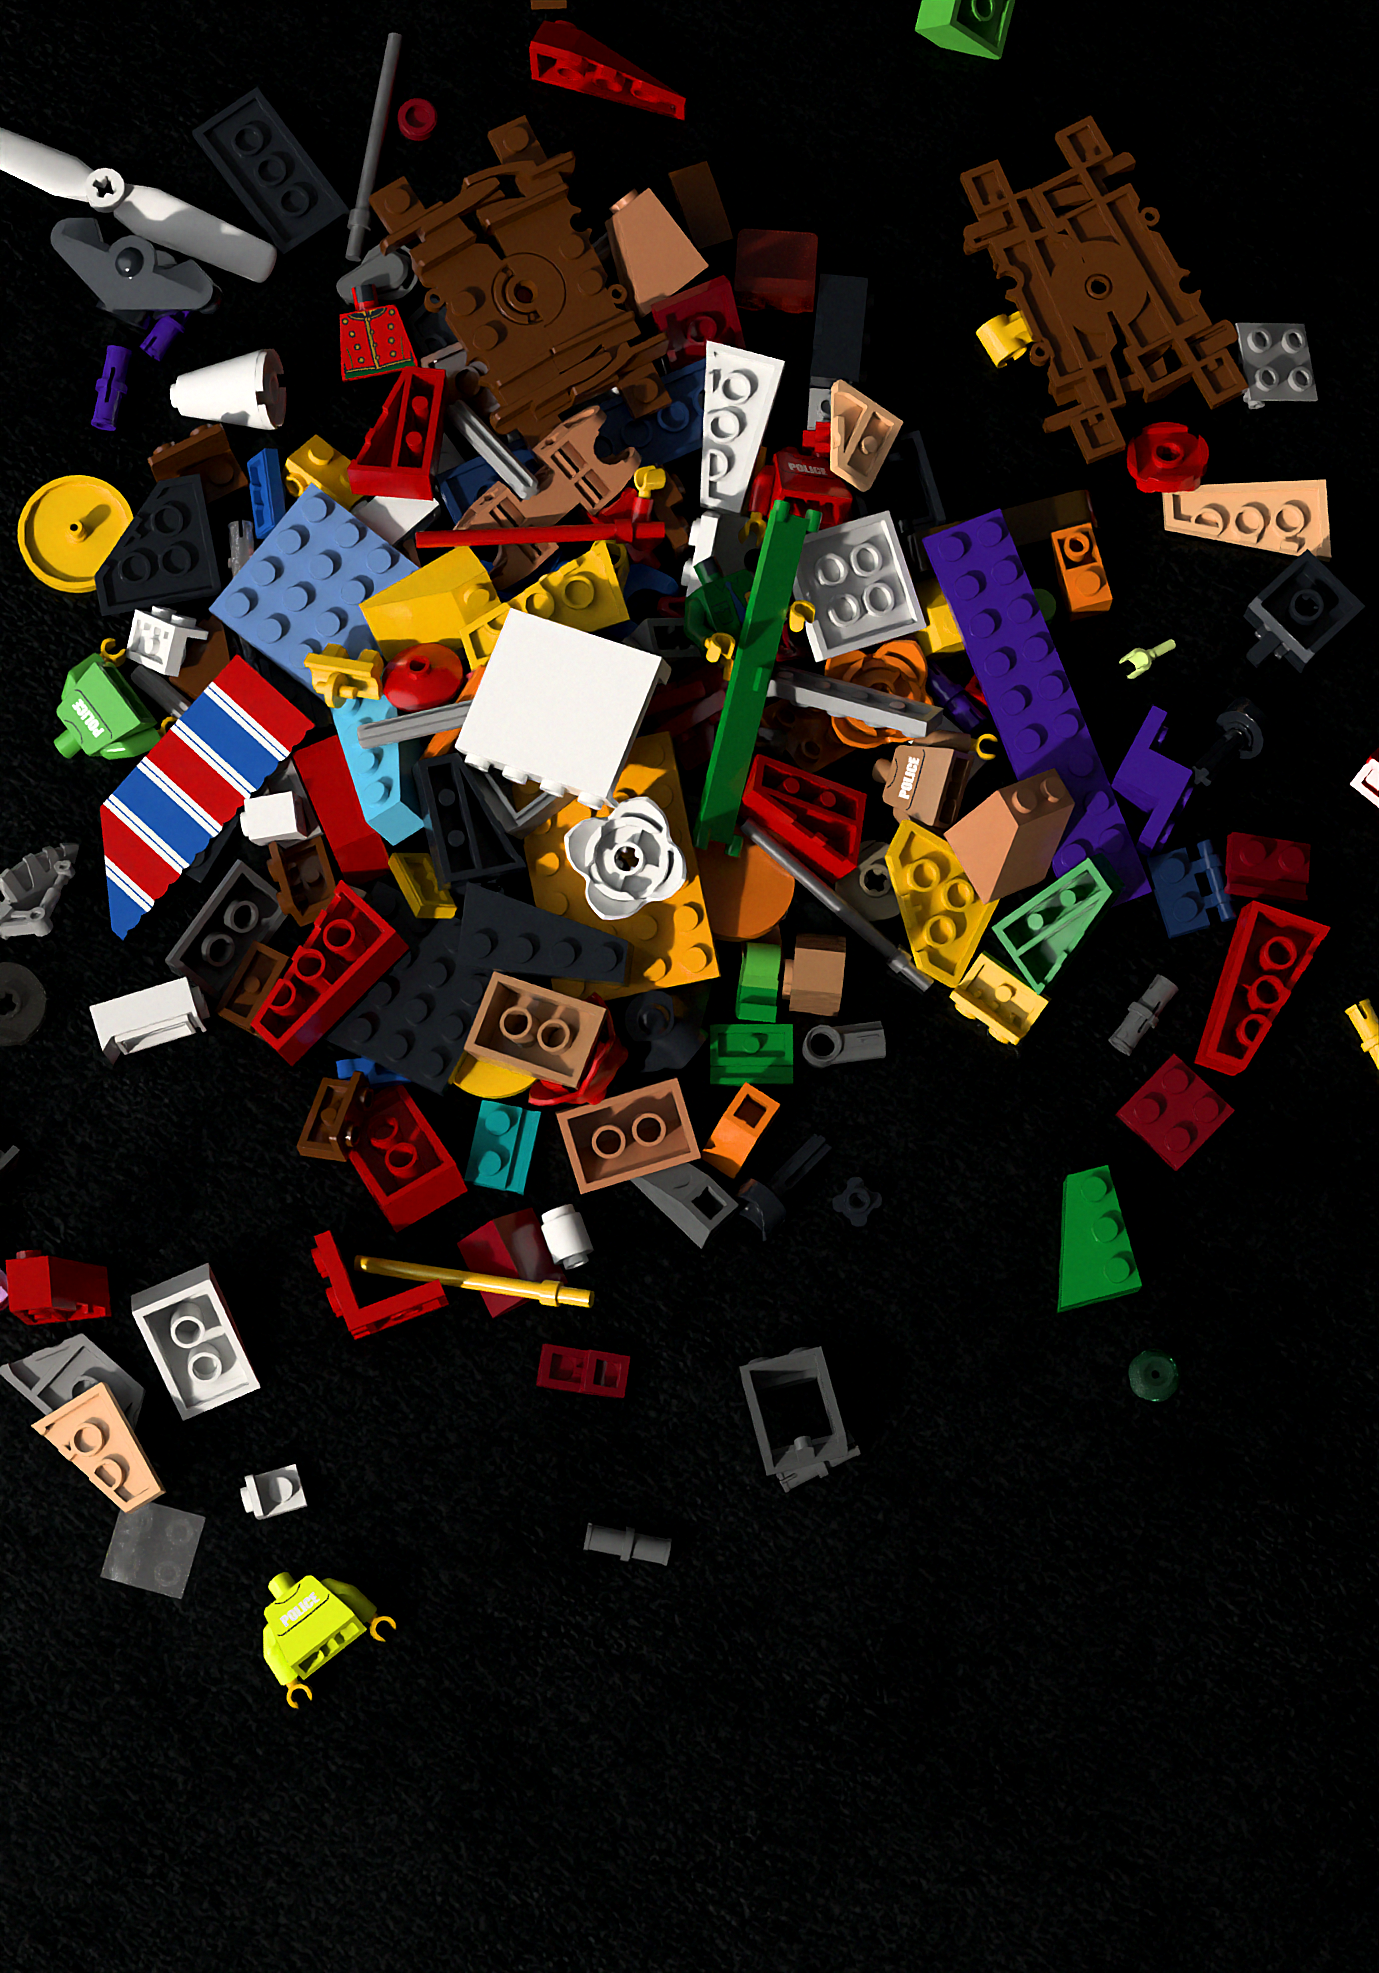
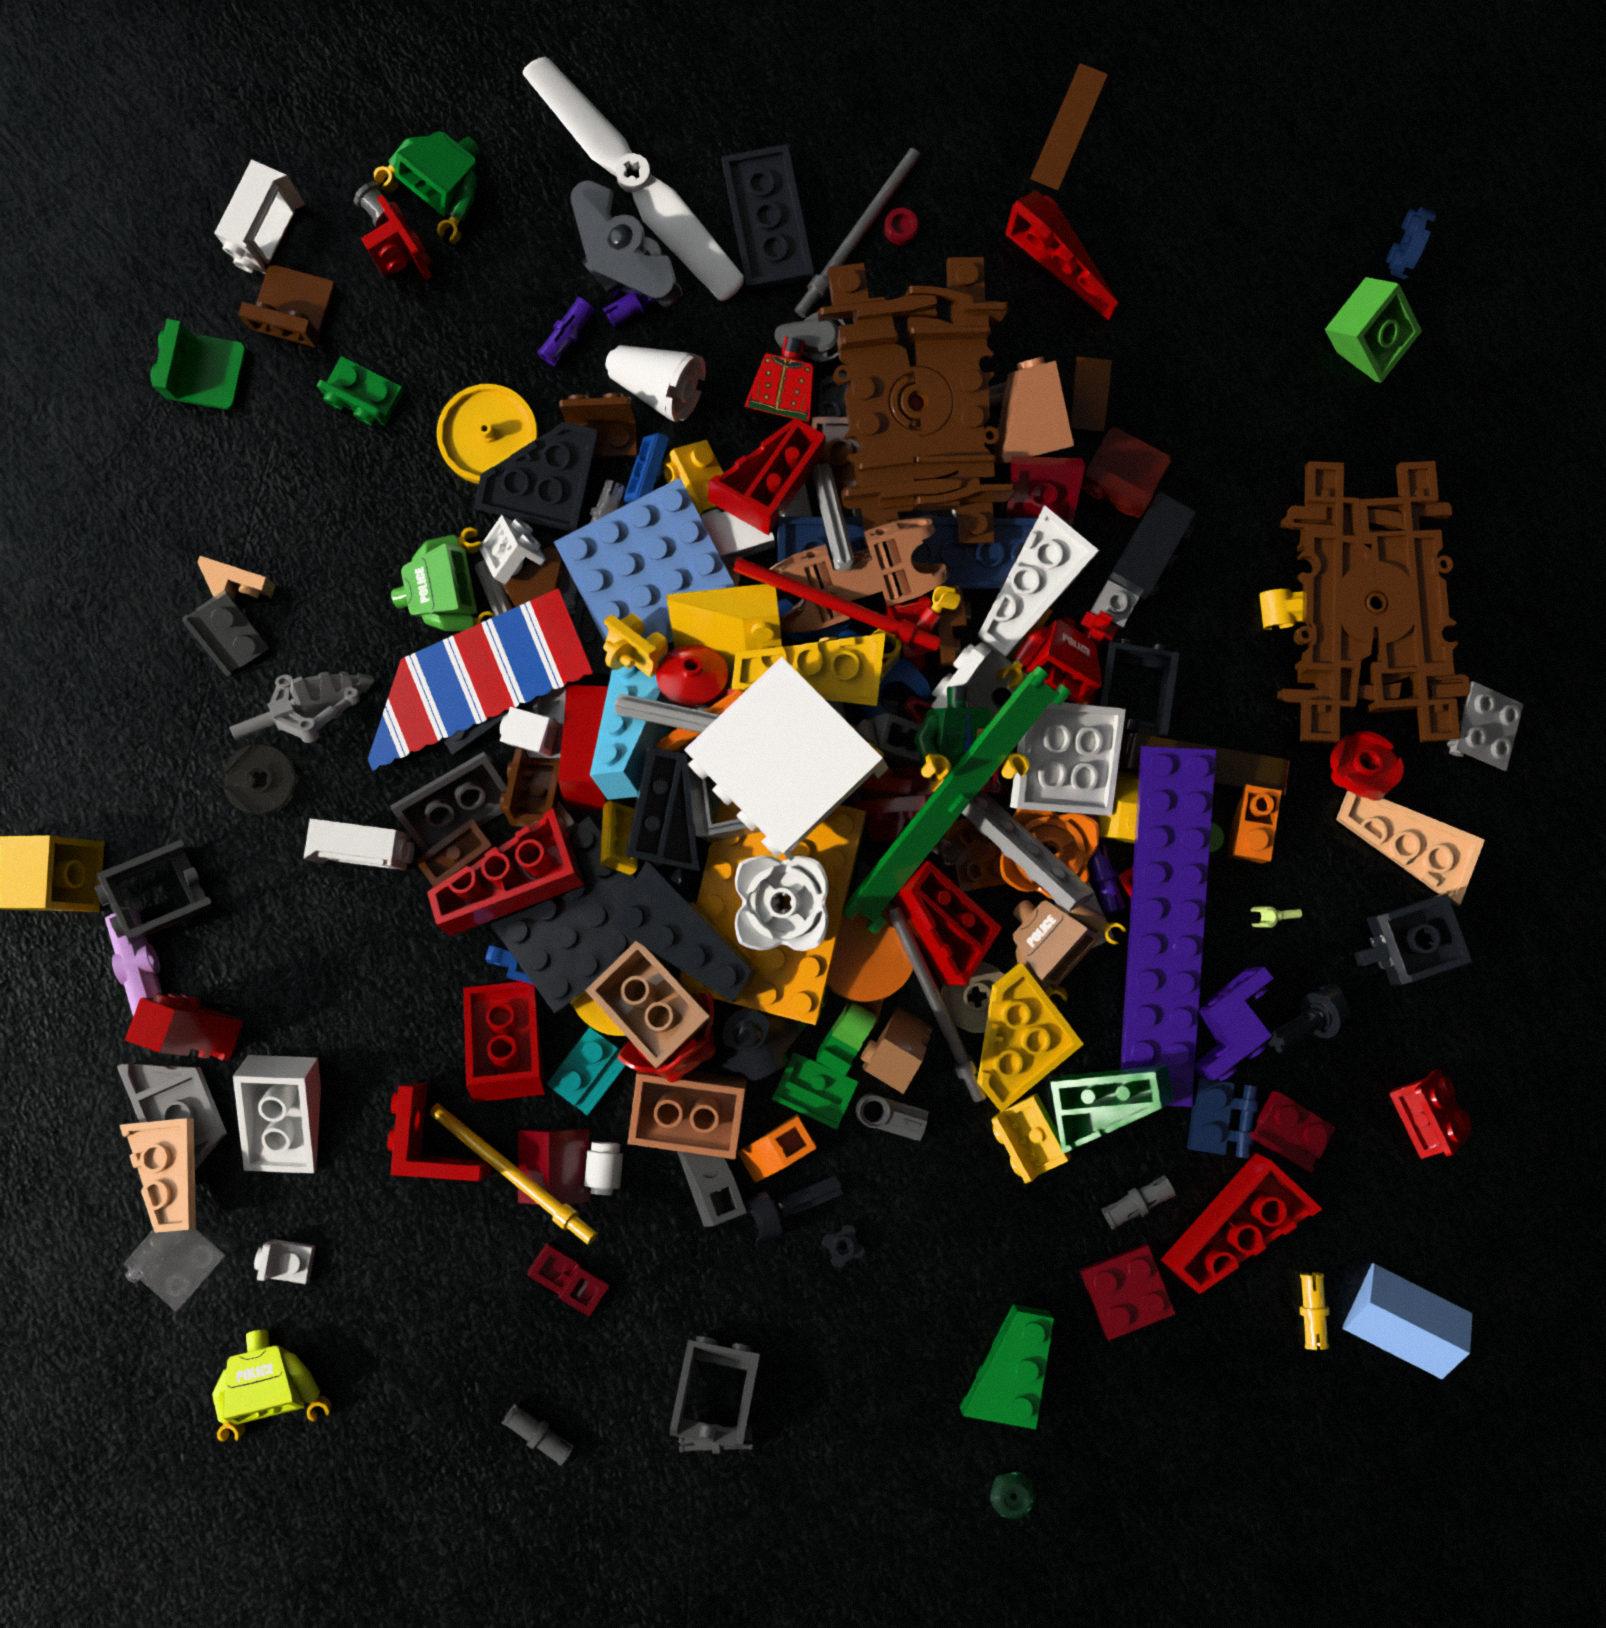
camera: 25 degrees right, 5 degrees up
(336, 1118) = (467, 991): reddish brown bracket -> none
(859, 435) = (1130, 637): light nougat wing -> none
(1012, 835) = (1101, 1017): nougat slope -> none

